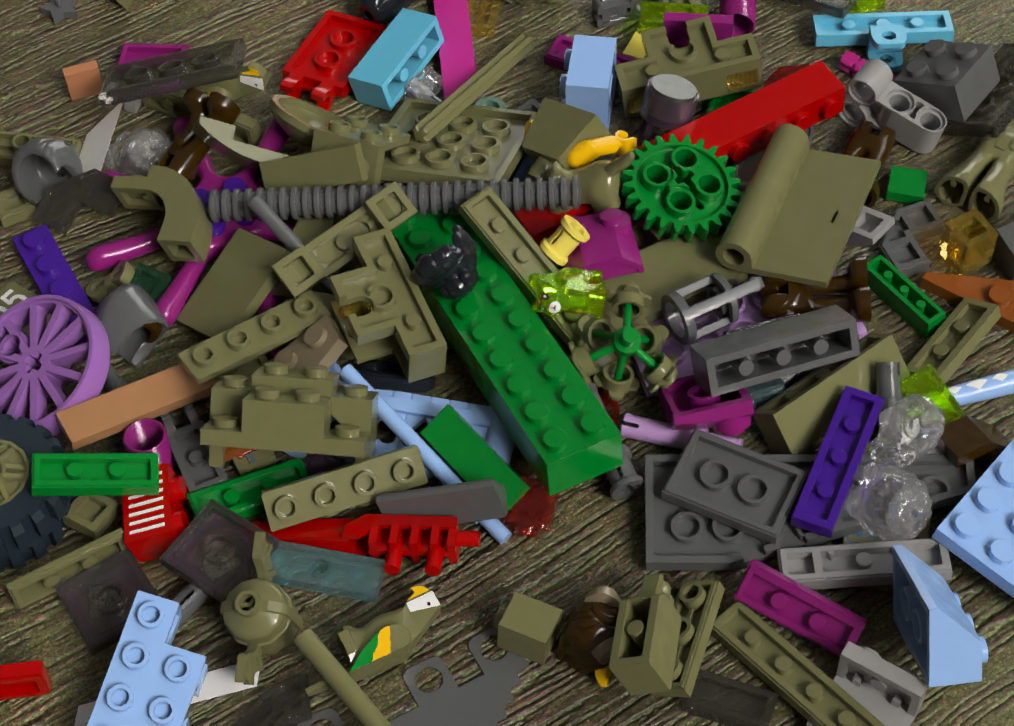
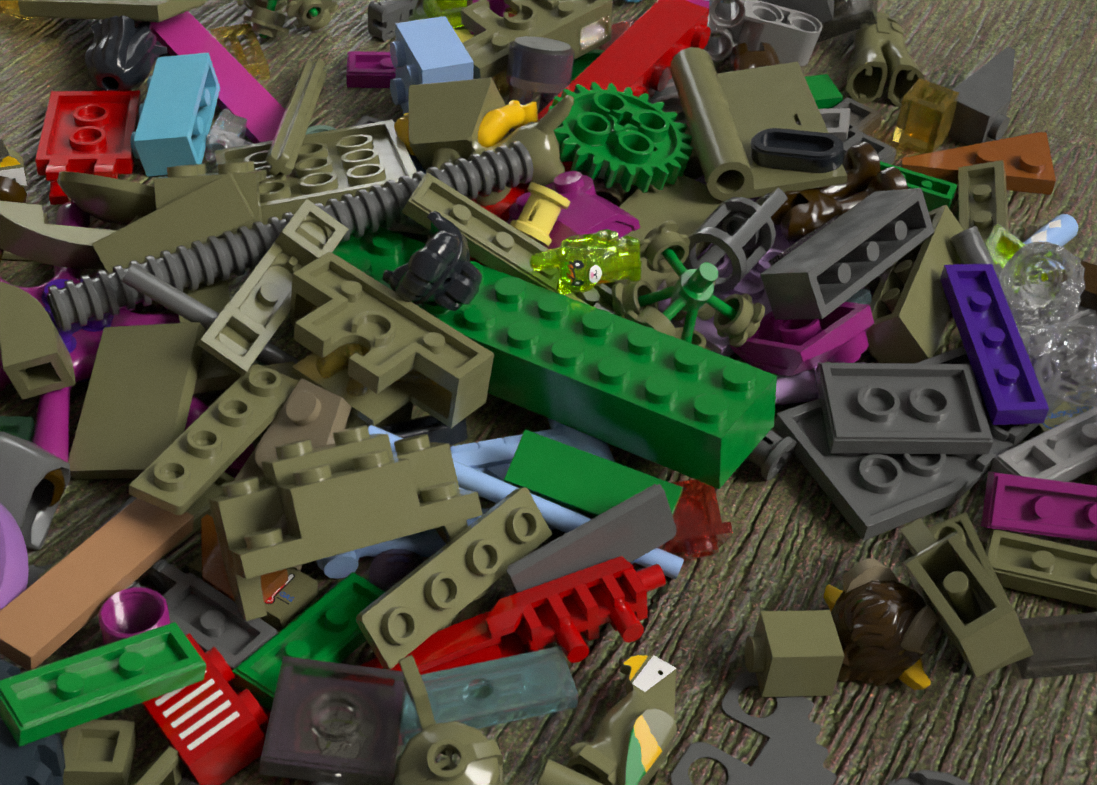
camera: 35 degrees left, 10 degrees down
(805, 247) = (797, 150): none -> black tile

